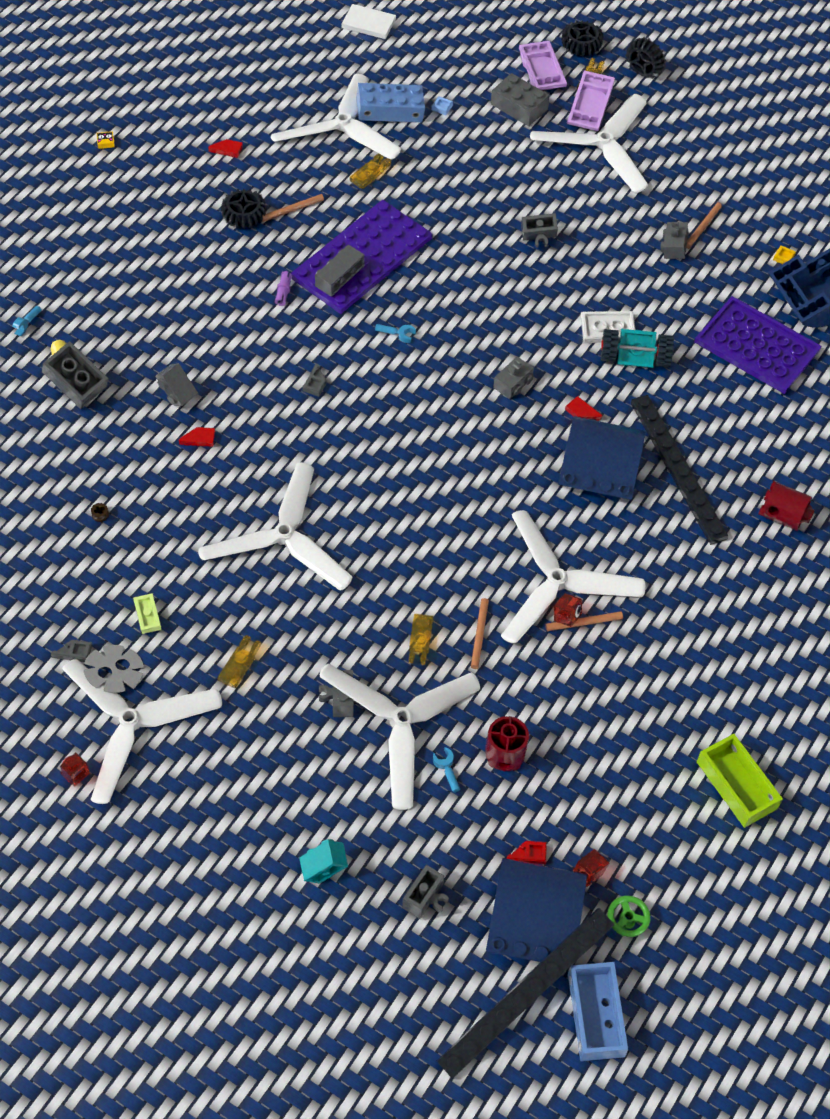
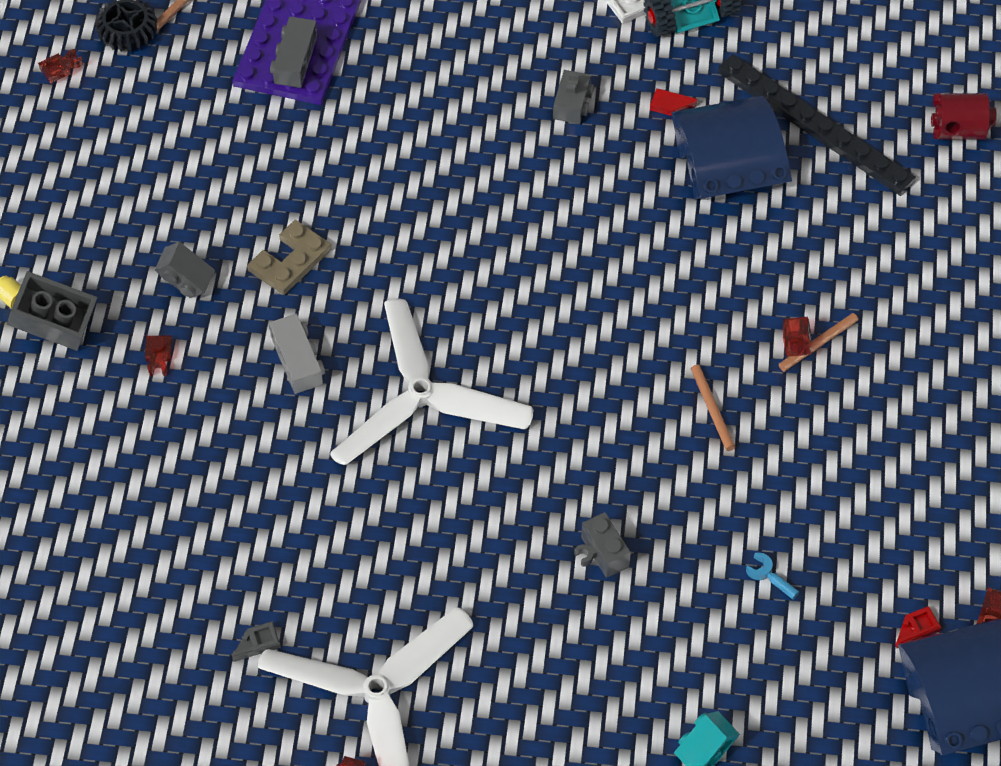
camera: 25 degrees left, 0 degrees up
(102, 508) = (183, 470): dark brown bush -> none
(115, 682) = (330, 654): light grey piece -> none
(130, 431) = (158, 352): none -> clear red plate
(147, 613) = (318, 557): yellowish green plate -> none
(182, 219) = (59, 67): none -> clear red plate
(199, 437) = (246, 322): red tile -> none
(217, 471) = (296, 353): none -> light grey brick
(239, 663) = (461, 567): clear yellow hinge -> none
(269, 408) = (307, 252): none -> dark tan plate
(283, 288) = (235, 101): medium lavender pin -> none
(315, 382) = (343, 198): dark grey tile -> none
(401, 332) = (408, 97): dark azure piece -> none
(401, 738) = (701, 562): white piece -> none
(420, 637) = (650, 442): clear yellow hinge -> none
(425, 892) = (836, 724): dark grey brick -> none
(506, 743) = (826, 516): dark red cylinder -> none
(574, 580) = (759, 328): white piece -> none

